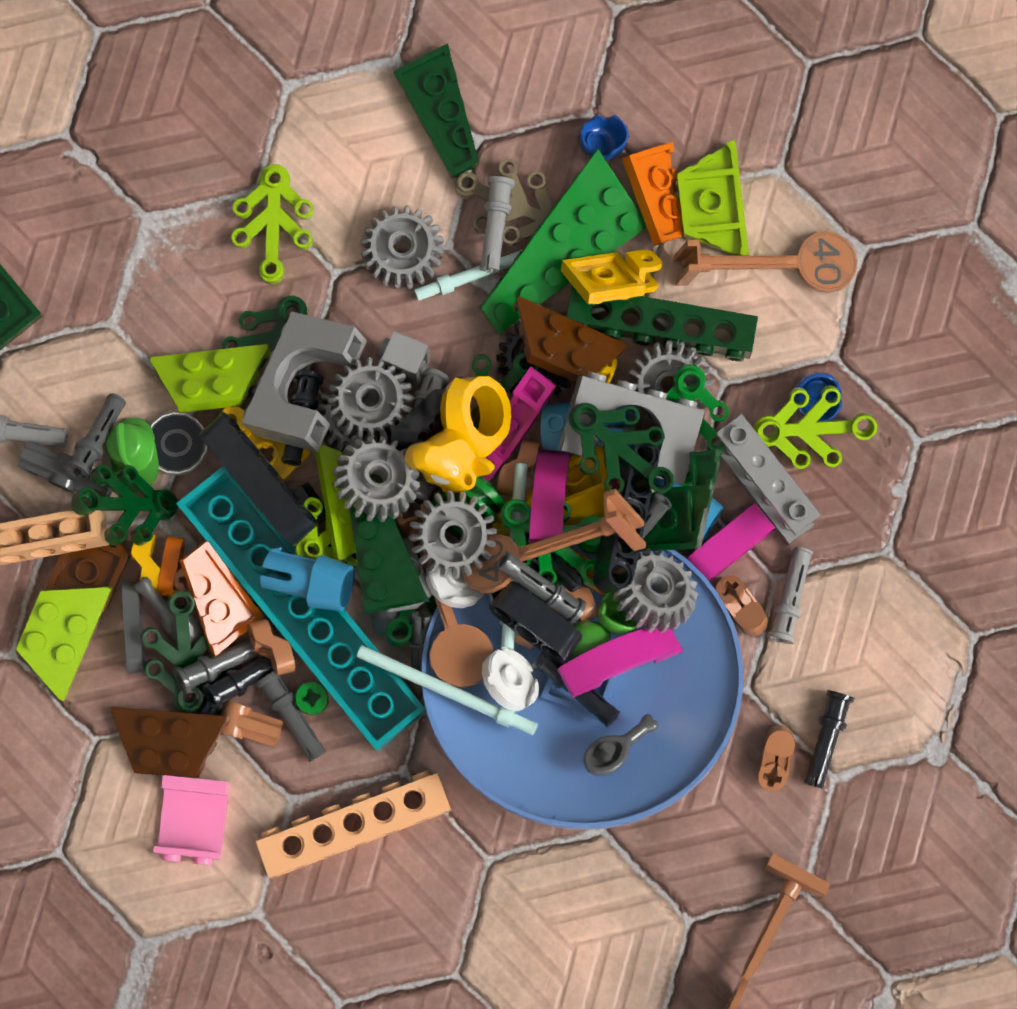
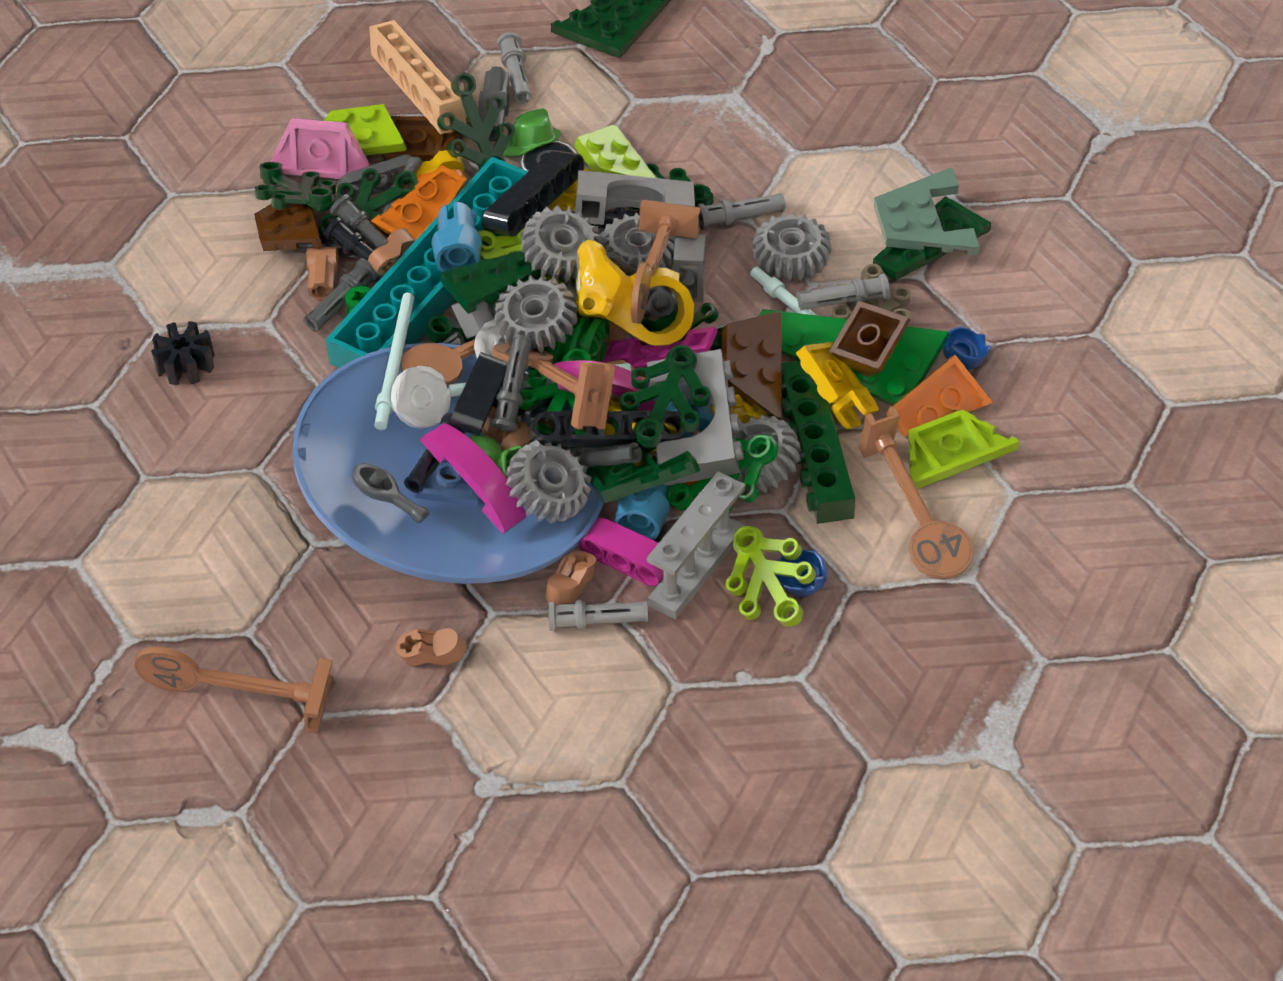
camera: 70 degrees right, 30 degrees down
(79, 680) = (319, 147): none -> bright pink wing
(90, 448) = (517, 100): dark grey pin -> none
(128, 718) = (292, 192): none -> dark green plant
(192, 819) = (227, 263): bright pink panel -> none
(273, 217) = (803, 157): lime plant -> none
(279, 862) = (253, 357): light nougat brick -> none
(303, 898) = (183, 353): none -> black gear
(323, 291) = (728, 211): none -> light grey pin
(376, 360) = (665, 221): none -> nougat piece
(418, 118) = (911, 220): none -> sand green wing
(590, 225) = (869, 338): none -> reddish brown slope
(832, 723) = (481, 682): black pin -> none

